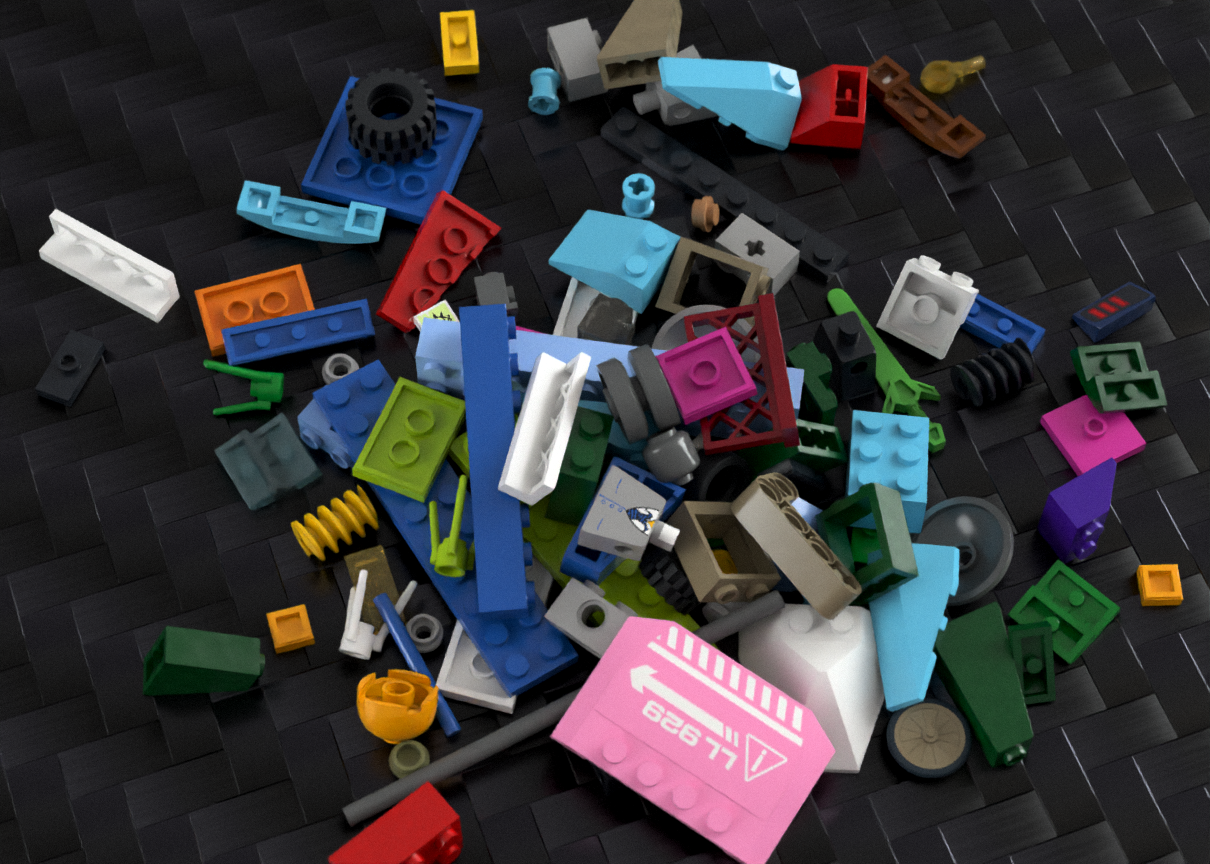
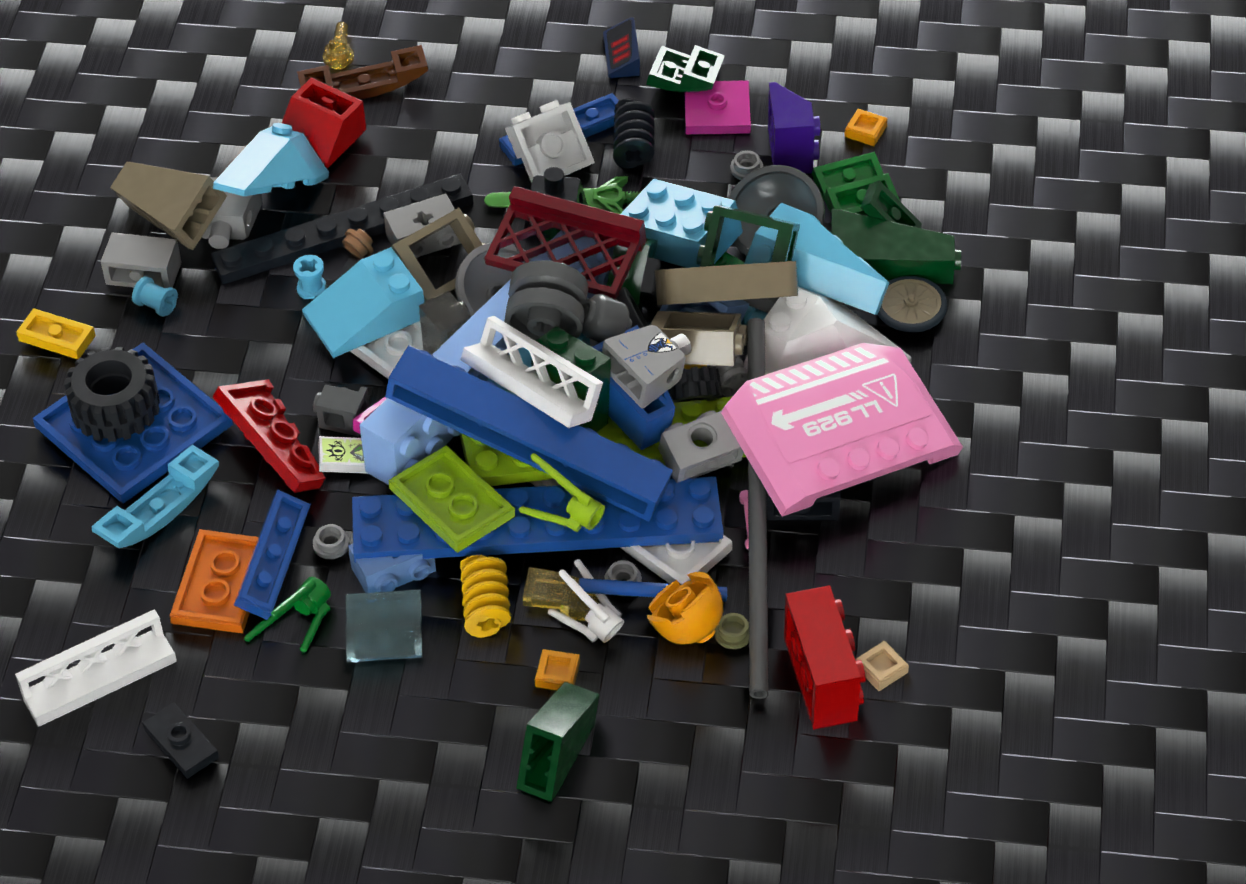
camera: 60 degrees left, 10 degrees down
(706, 375) = (559, 245): dark pink plate -> none
(1028, 489) = (745, 163): none -> light grey plate

